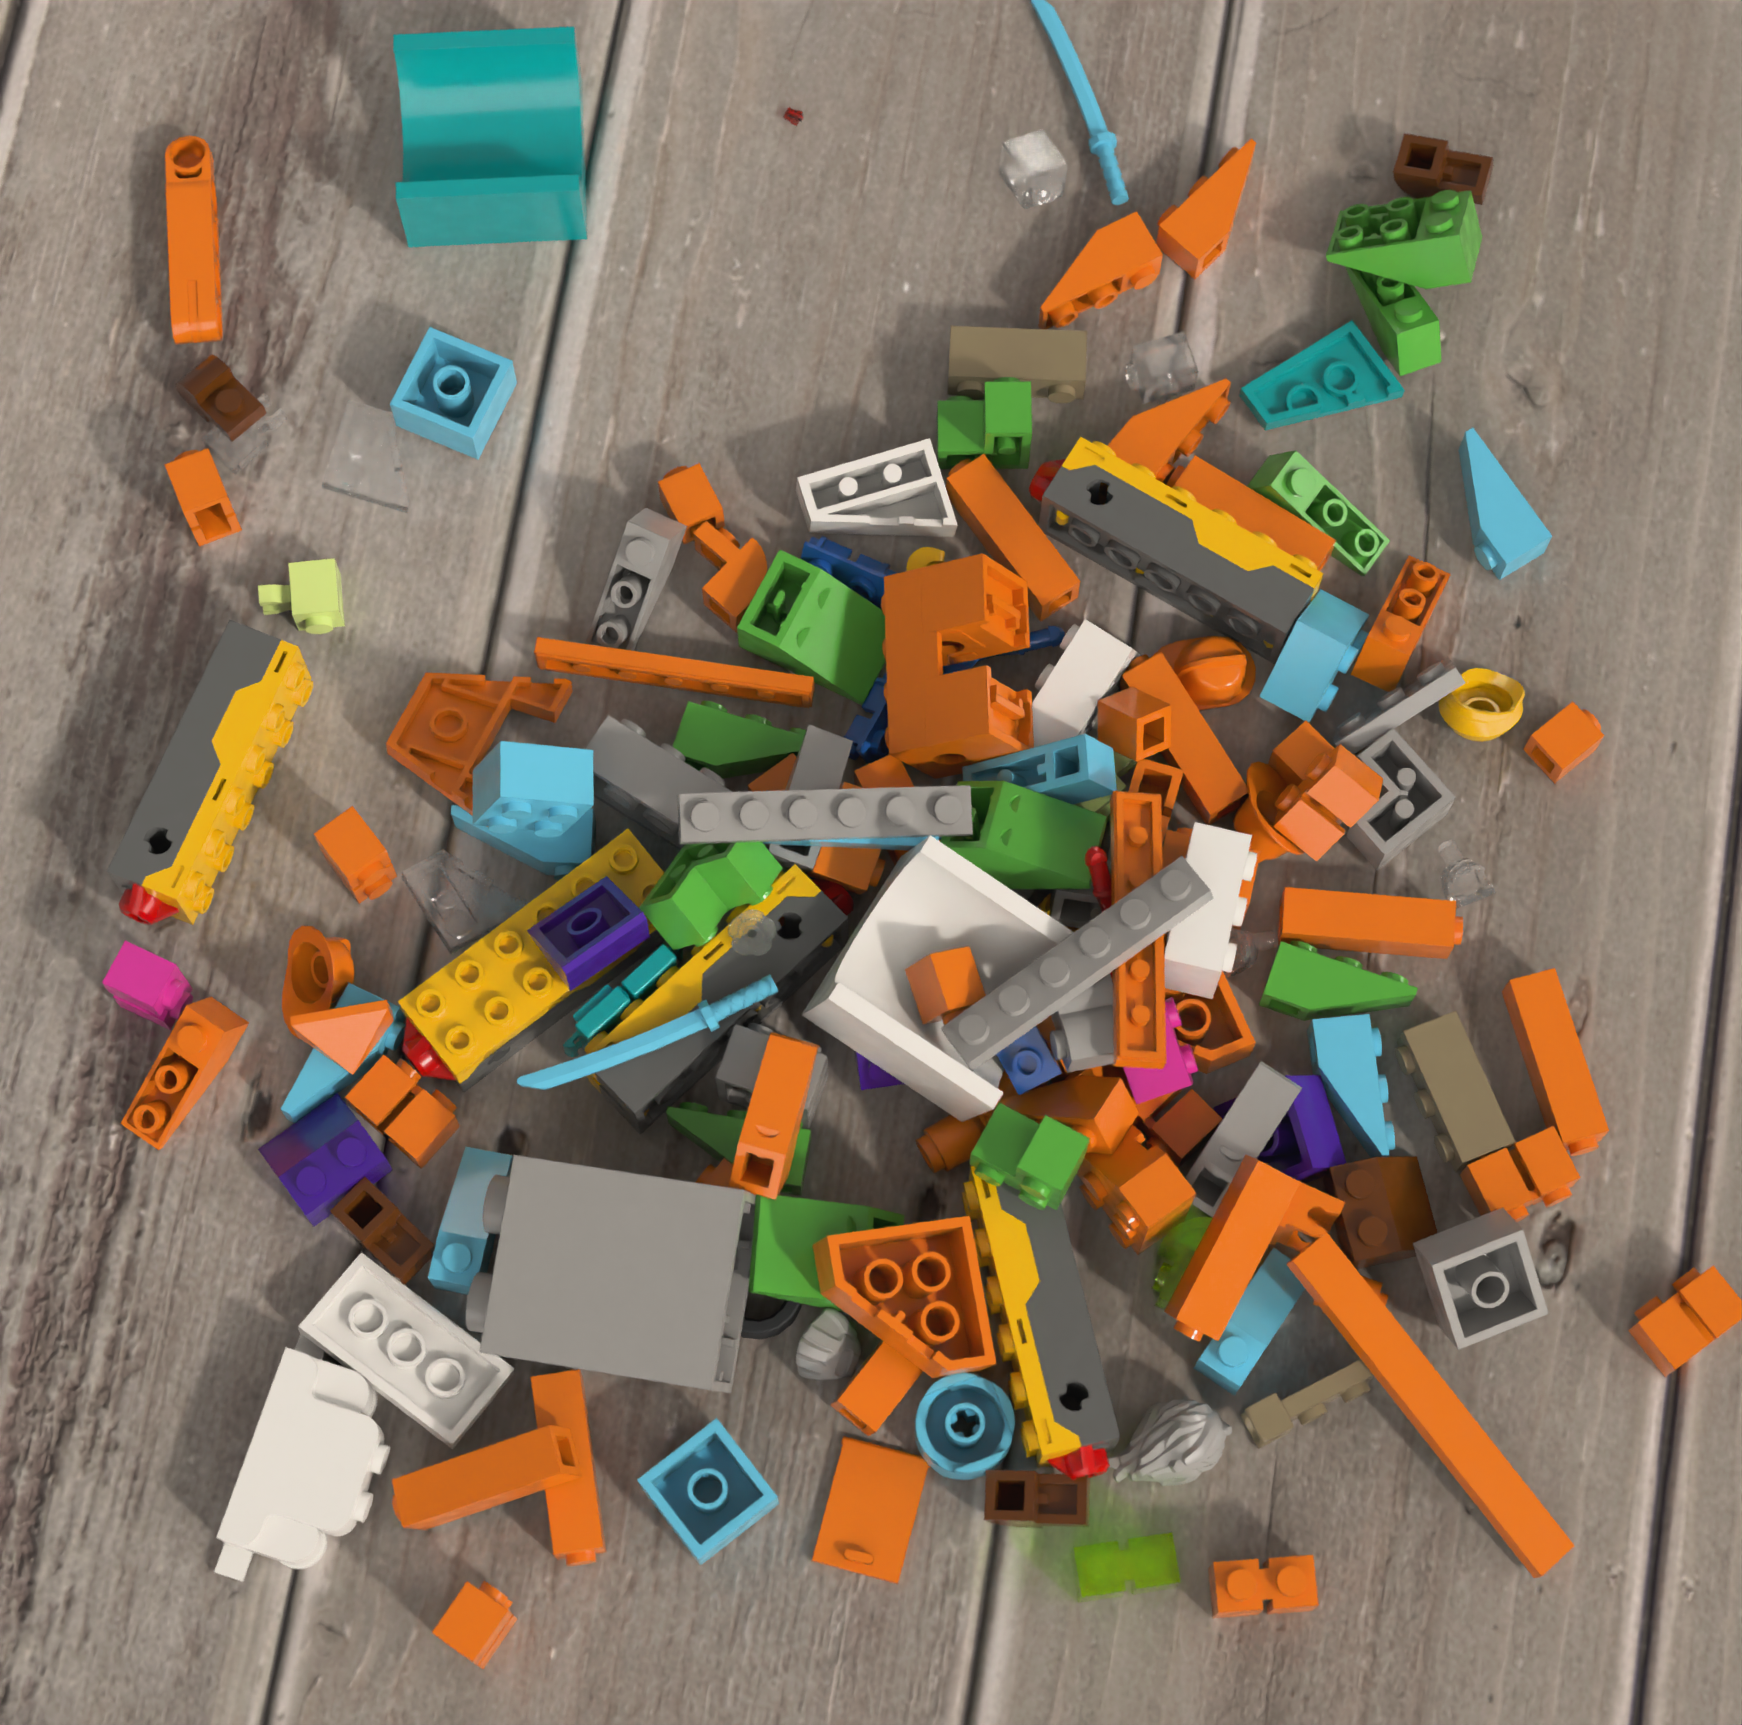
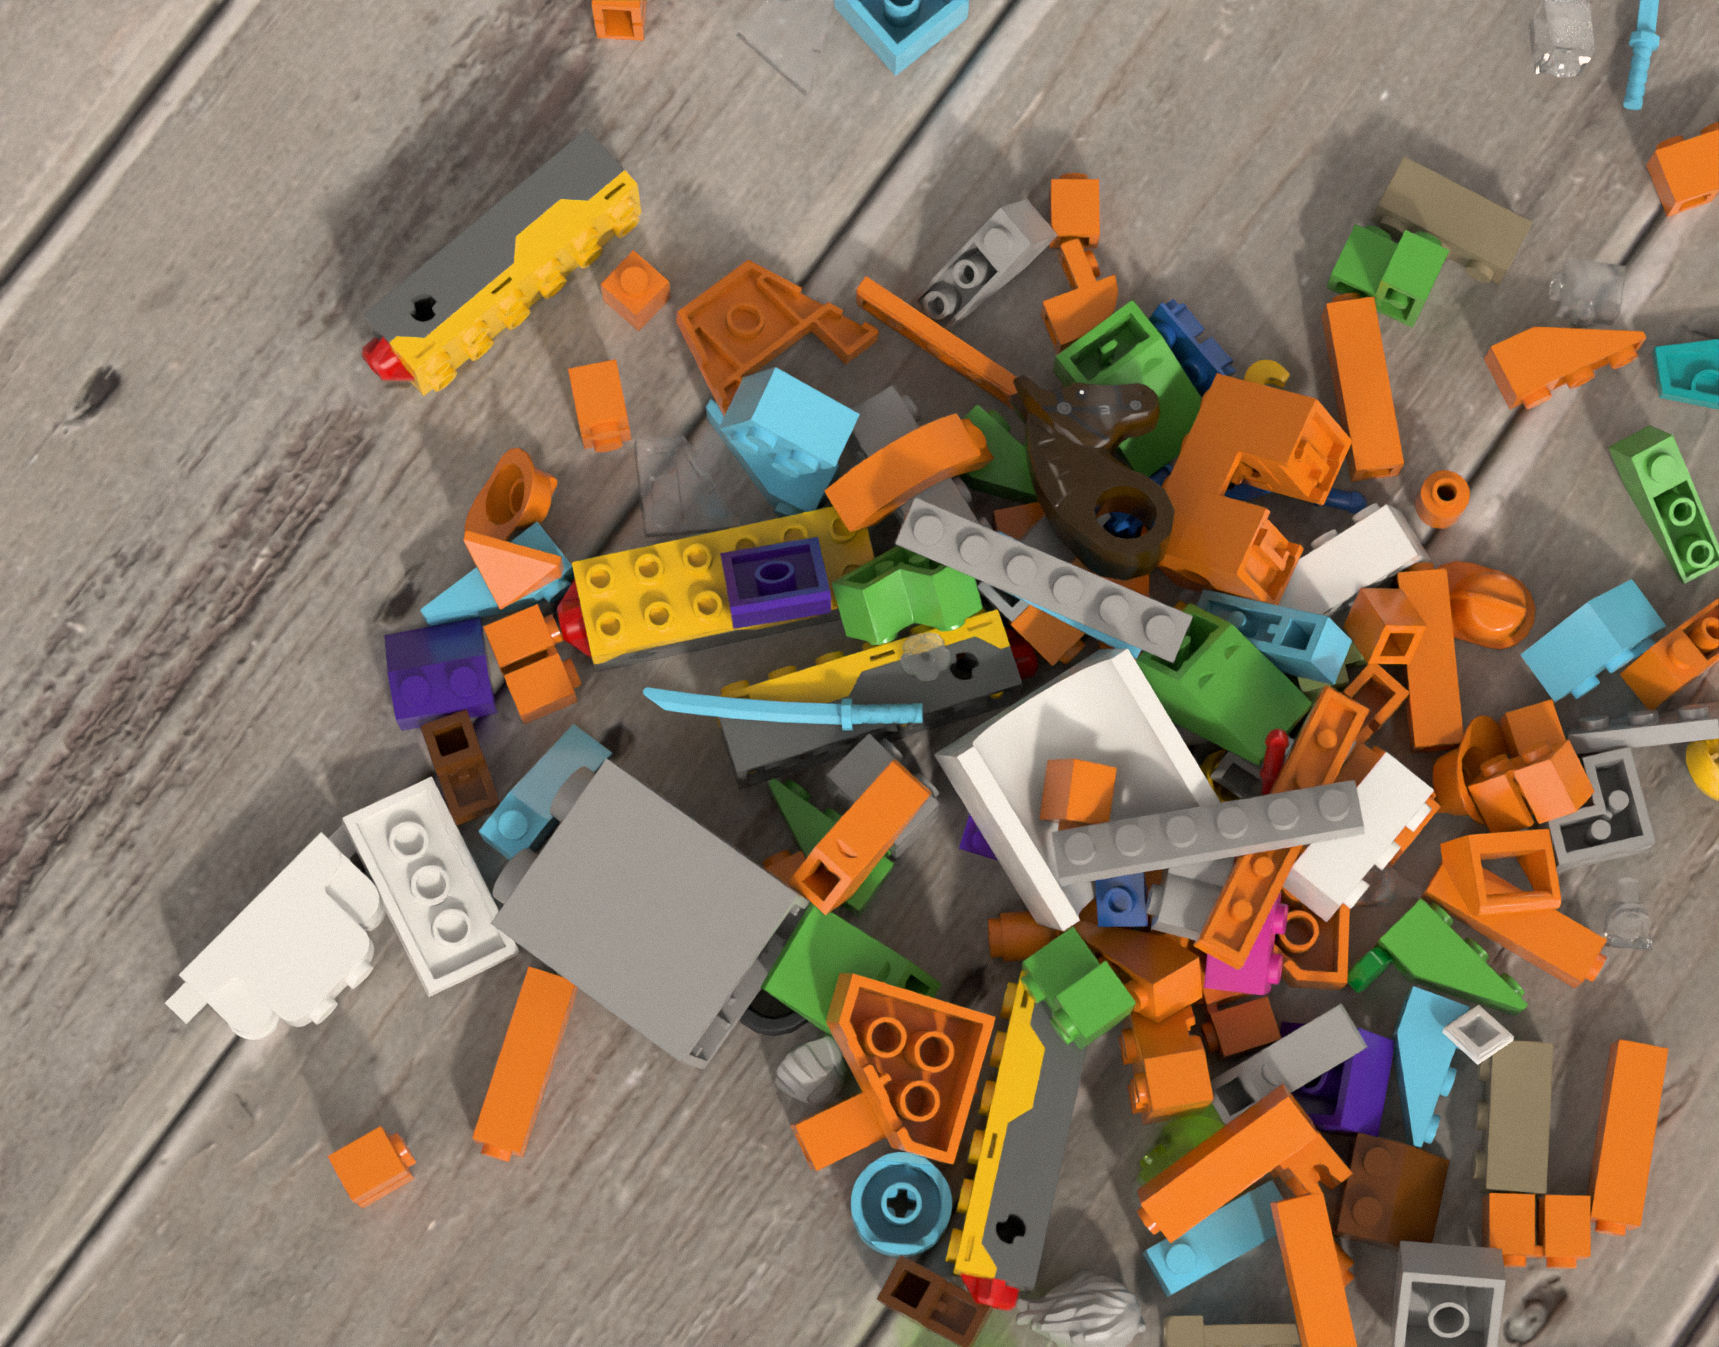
camera: 25 degrees right, 5 degrees up
(148, 985) = (354, 437): dark pink brick -> none
(184, 1069) = (352, 529): orange slope -> none
(312, 596) = (677, 135): yellowish green brick -> none
(339, 744) = (635, 290): none -> orange brick
(485, 1478) = (444, 1039): orange brick -> none
(605, 1007) = (761, 658): teal piece -> none
(655, 780) = (907, 468): none -> orange arch
(708, 1491) = (639, 1149): medium azure brick -> none
(809, 719) = (1078, 480): none -> dark brown animal
(871, 1510) = (781, 1237): orange container -> none
(880, 495) = (1256, 289): white wedge -> none
(1110, 263) = (1592, 164): orange slope -> none
(1127, 597) = (1436, 511): none -> orange brick
(1175, 547) = (1513, 472): dark grey piece -> none
(1253, 511) = (1596, 481): orange brick -> none
(1266, 1024) = (1368, 969): none -> green tile
(1356, 857) = (1533, 852): none -> orange tile
(1389, 1032) = (1478, 1034): none -> white slope

